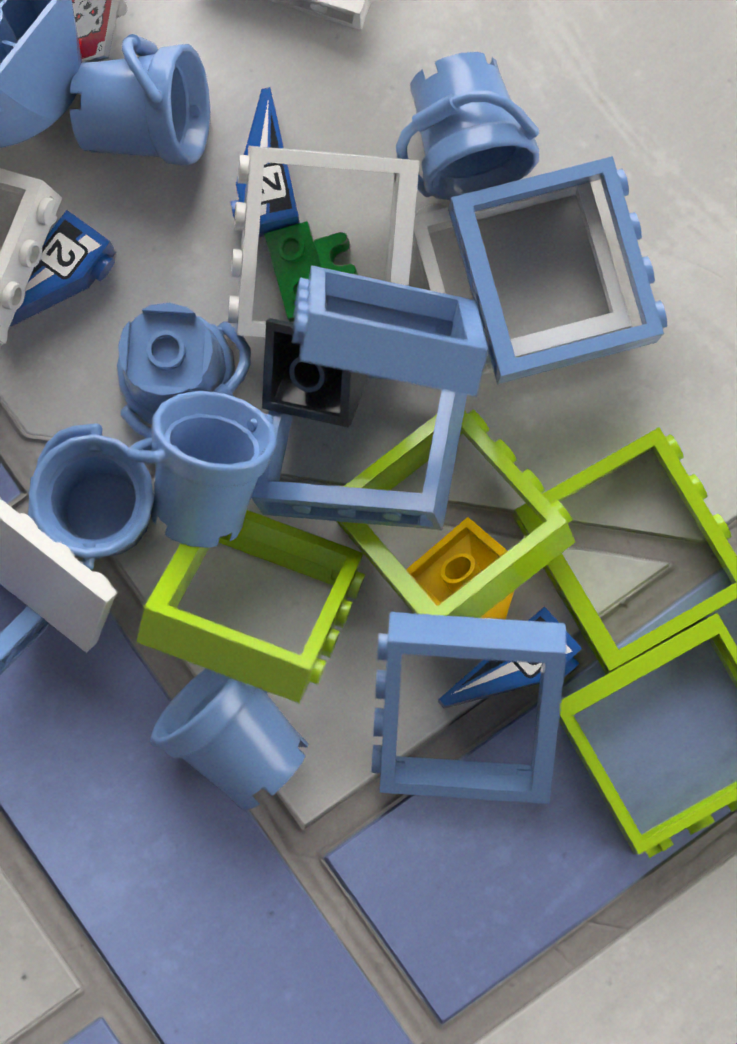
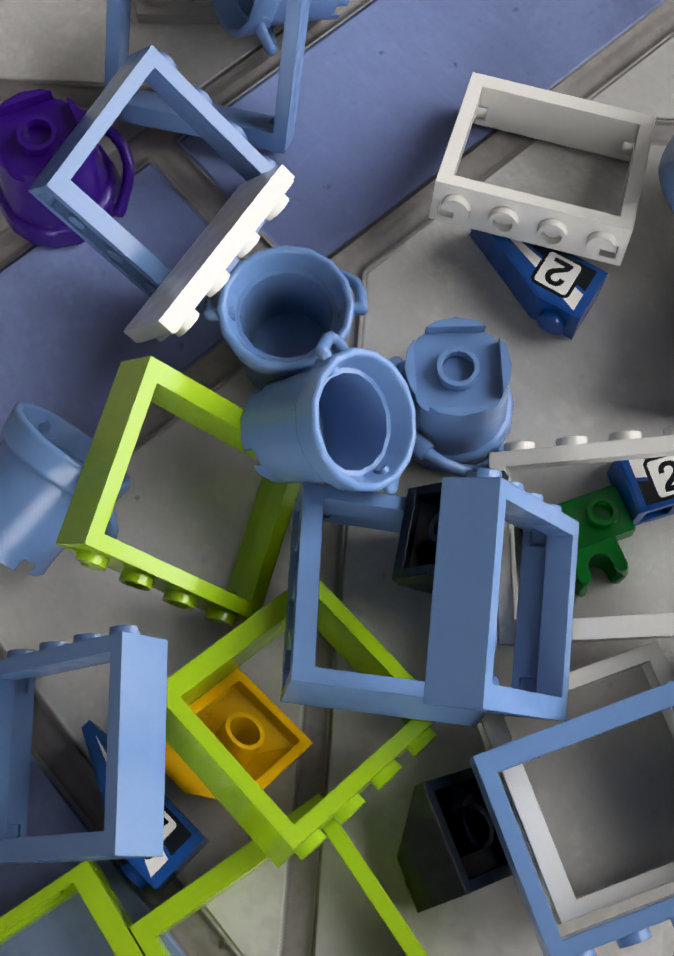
camera: 80 degrees right, 10 degrees down
(561, 407) = (449, 841): none -> black slope

